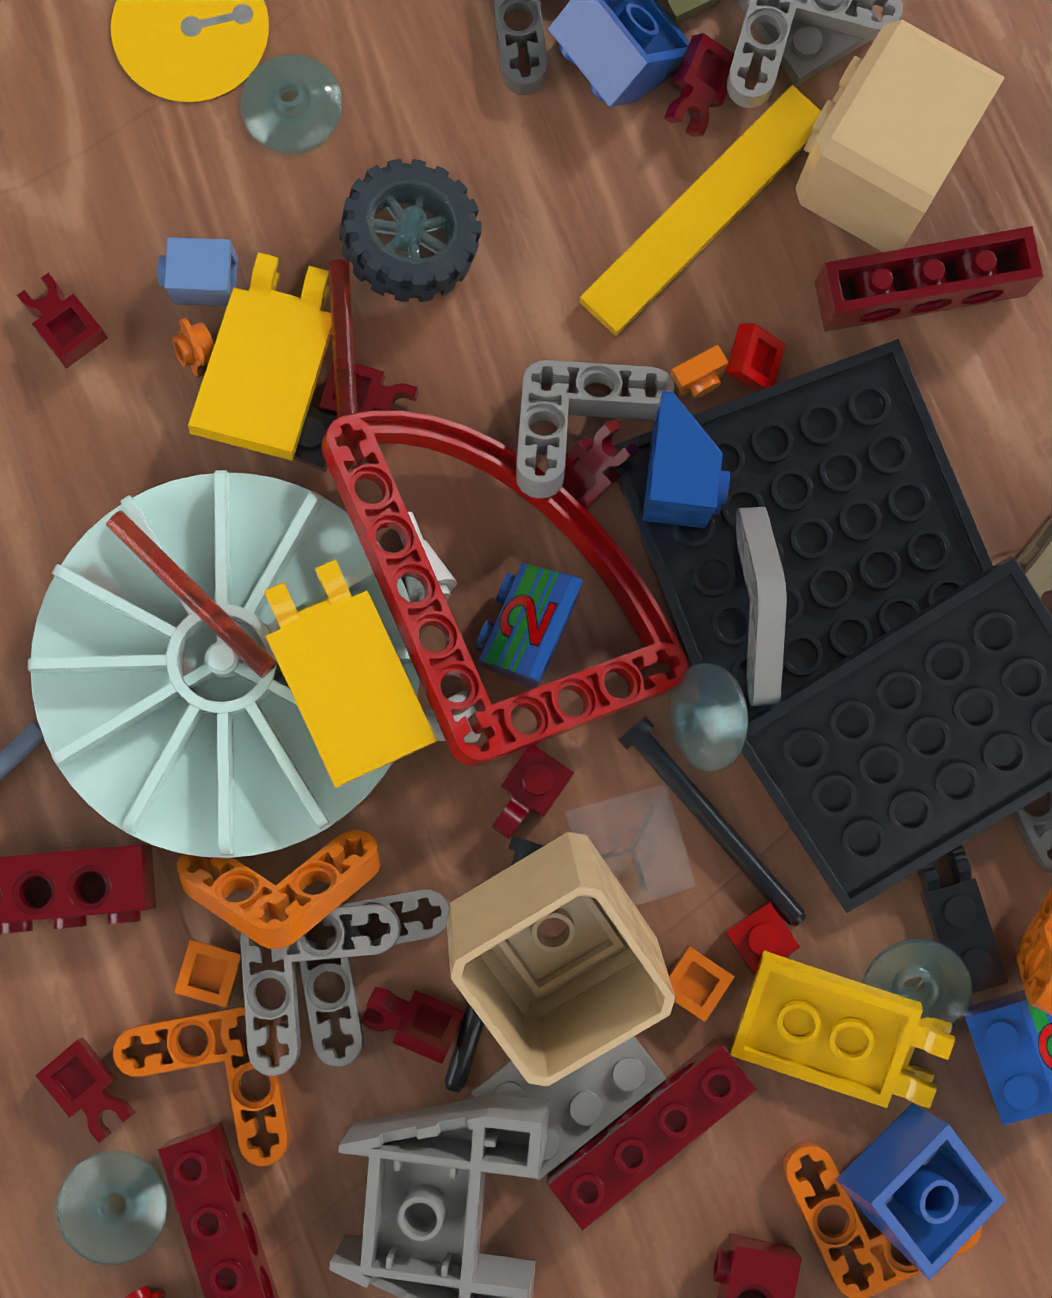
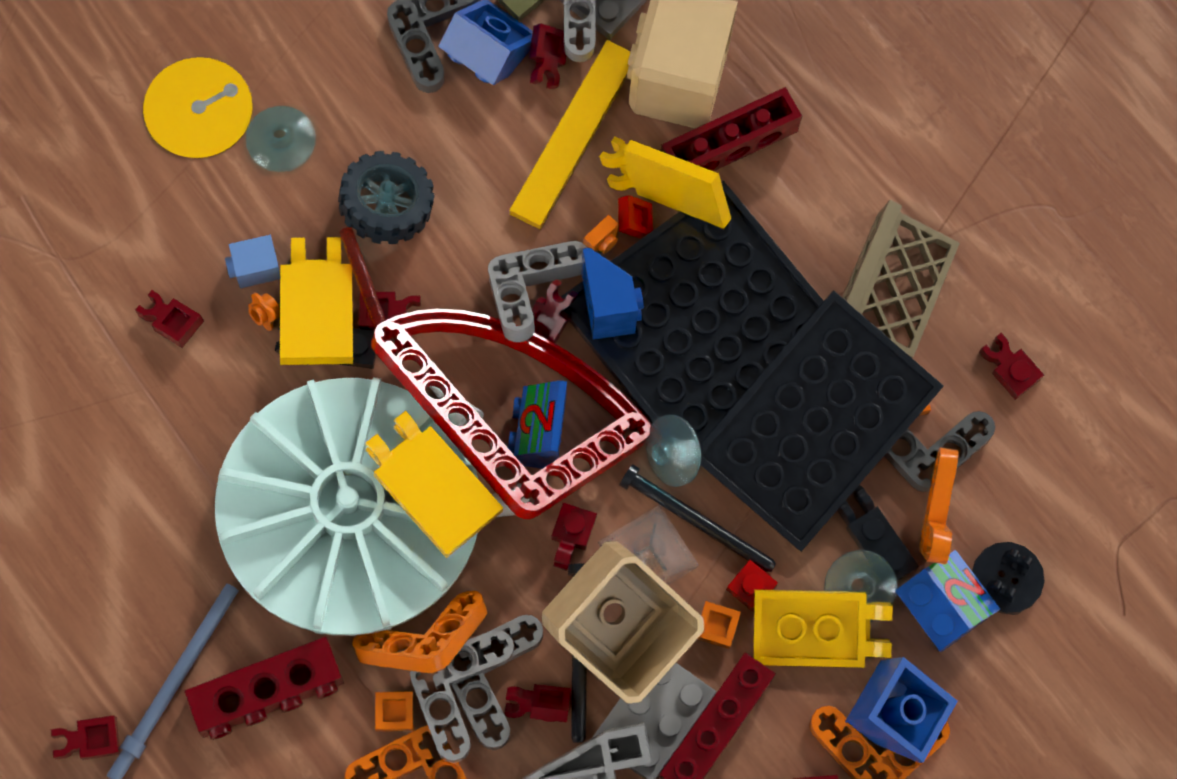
camera: 20 degrees left, 10 degrees down
(191, 594) = (316, 461): clear red bar -> none
(767, 604) = (686, 356): light grey beam -> none
(819, 320) = (668, 181): none -> yellow tile

